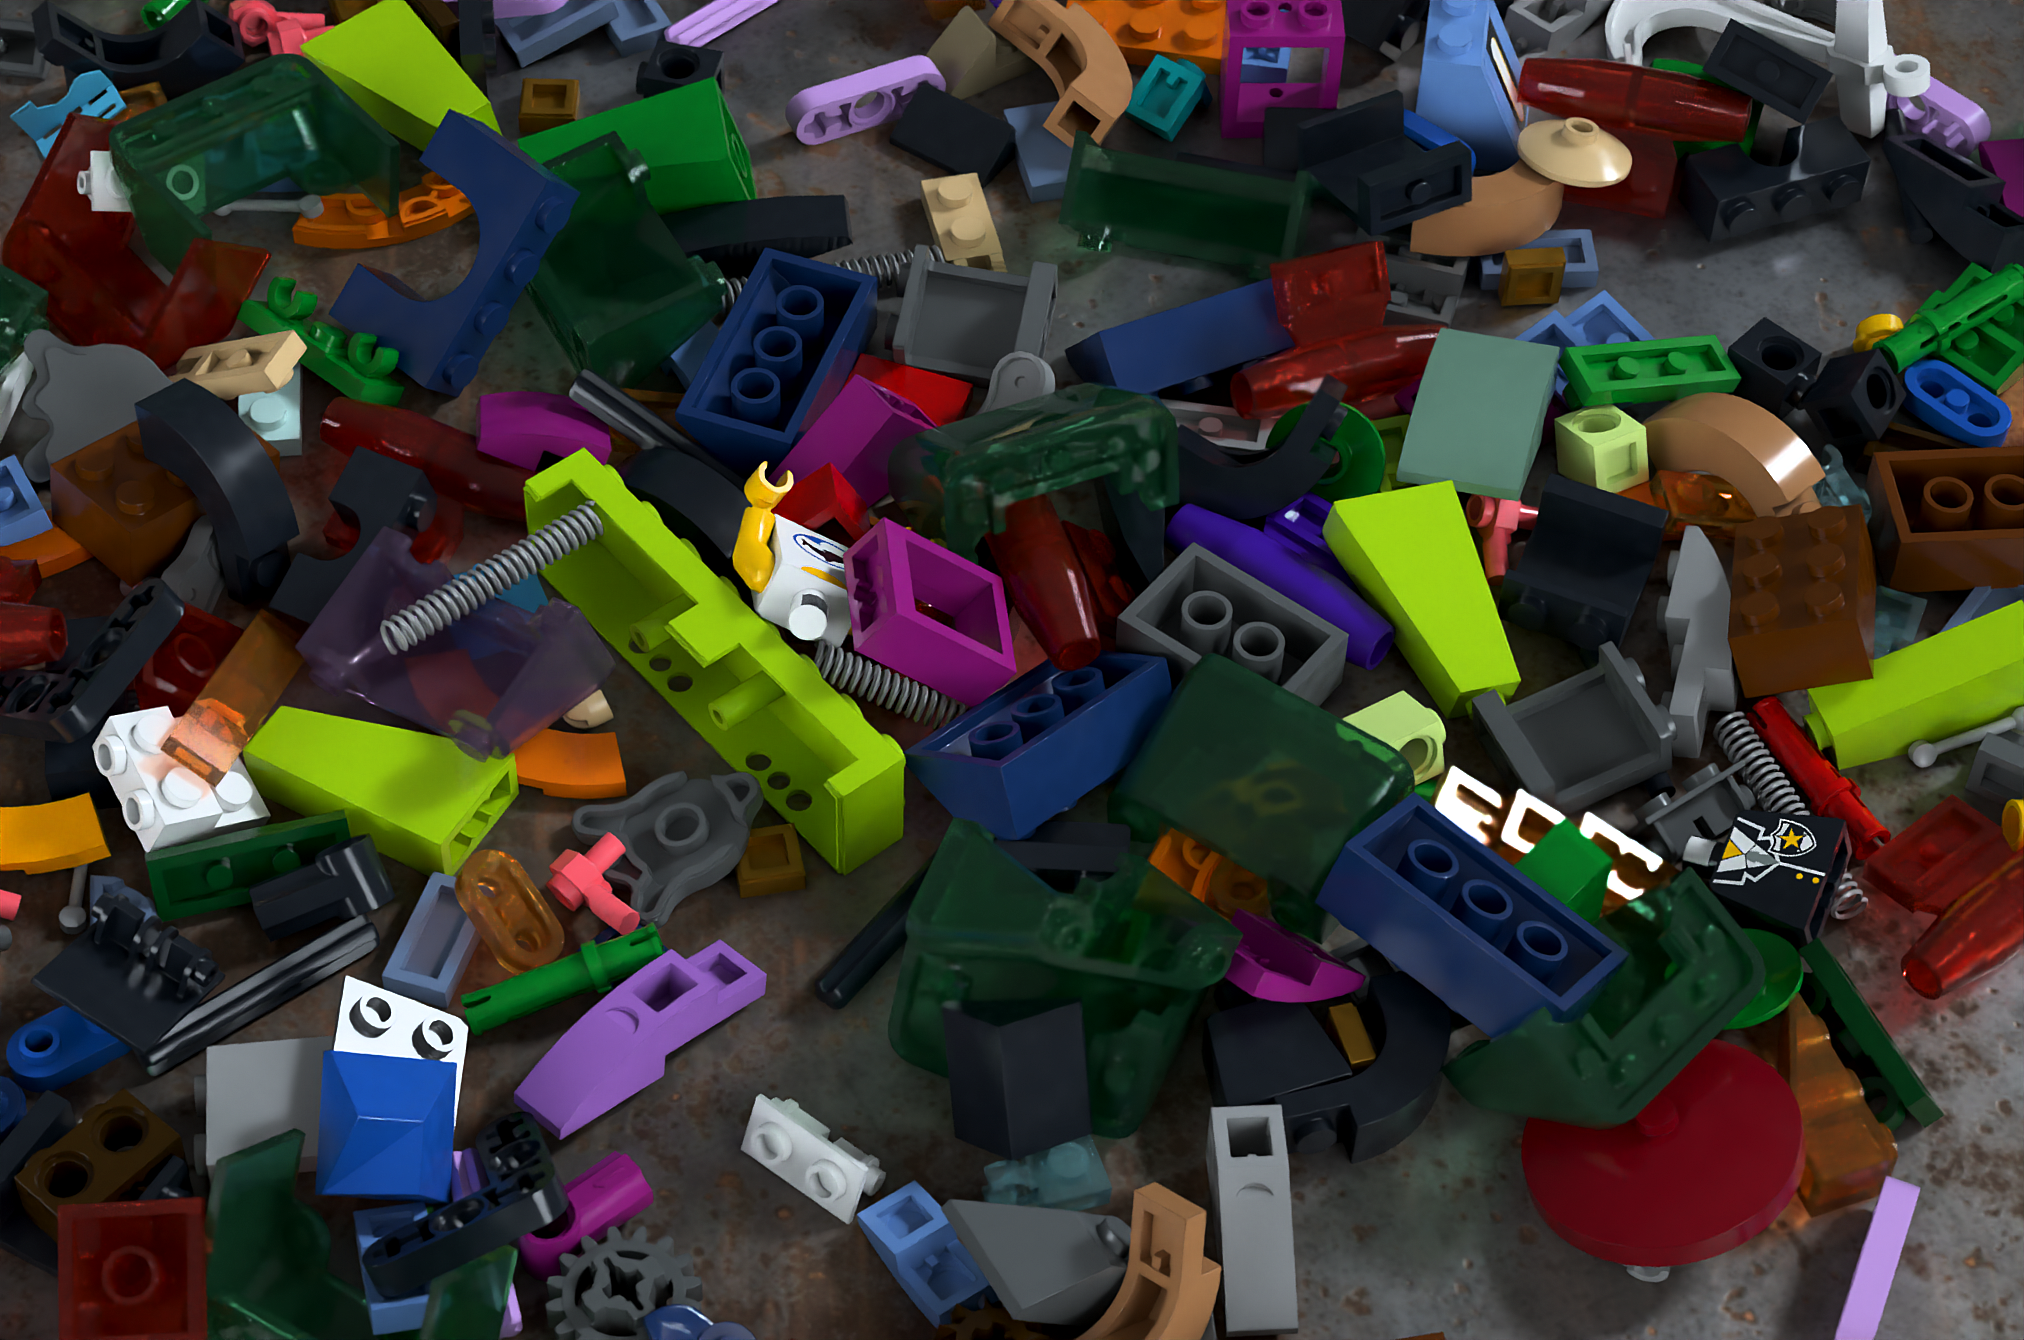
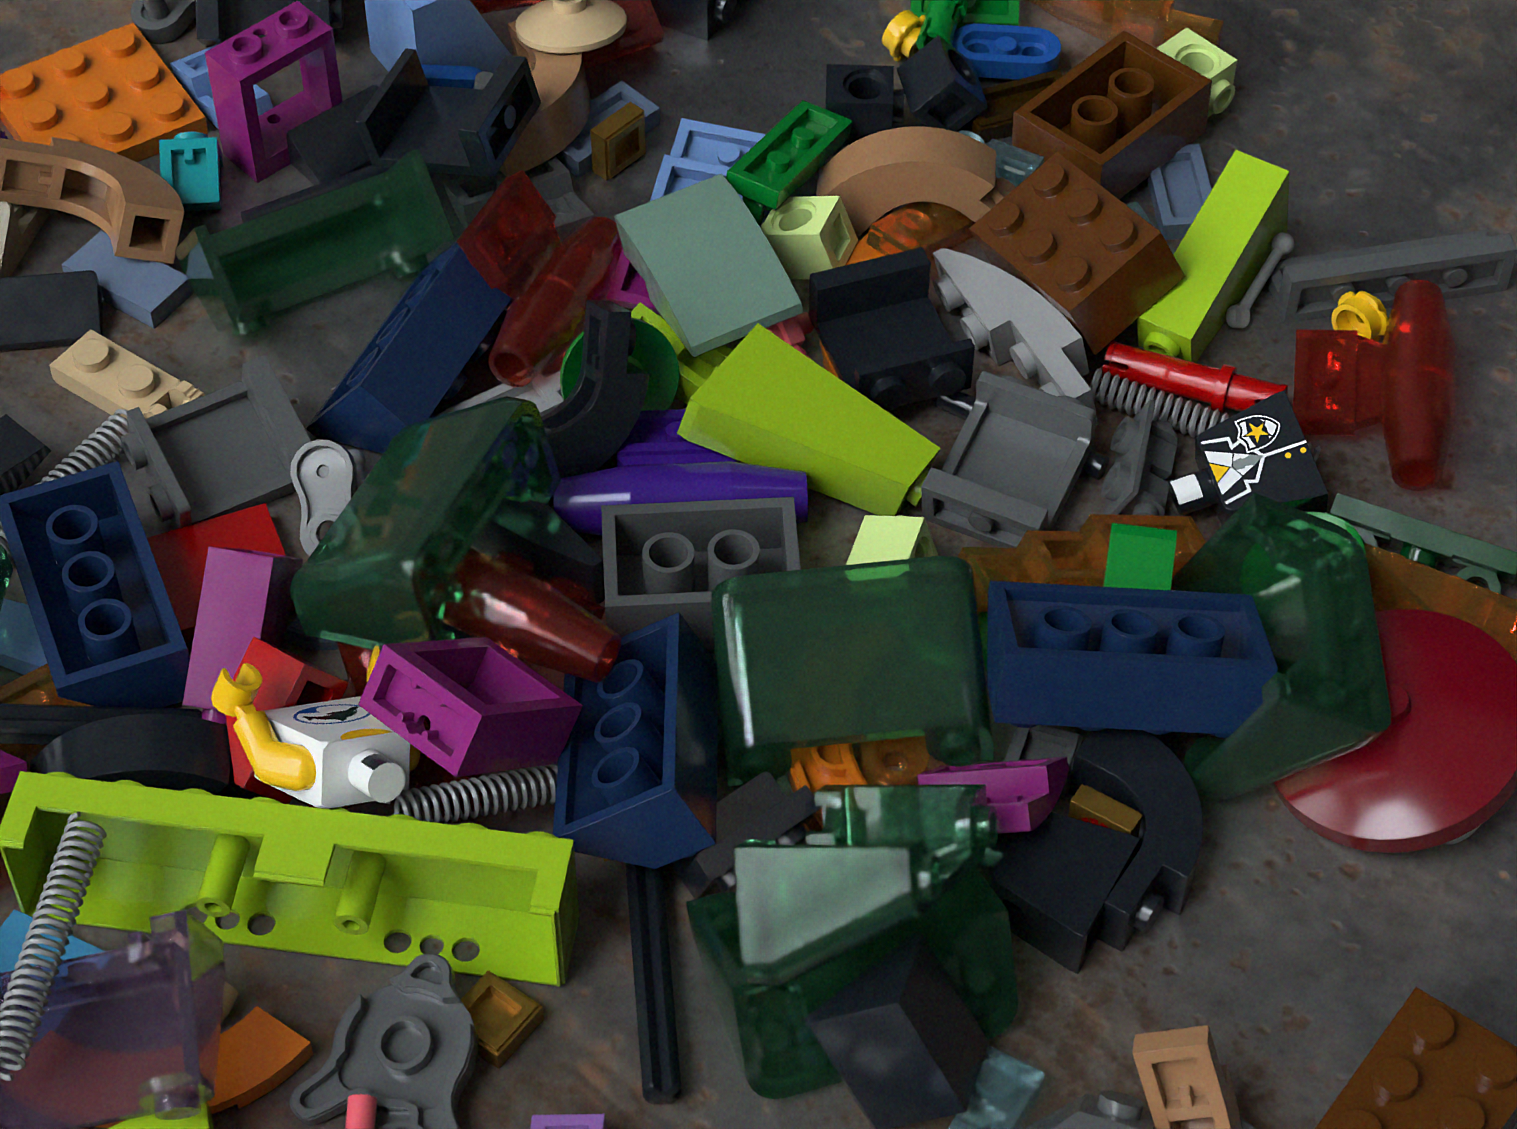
camera: 40 degrees left, 0 degrees up
(1252, 1219) = (1156, 984): light grey slope -> none

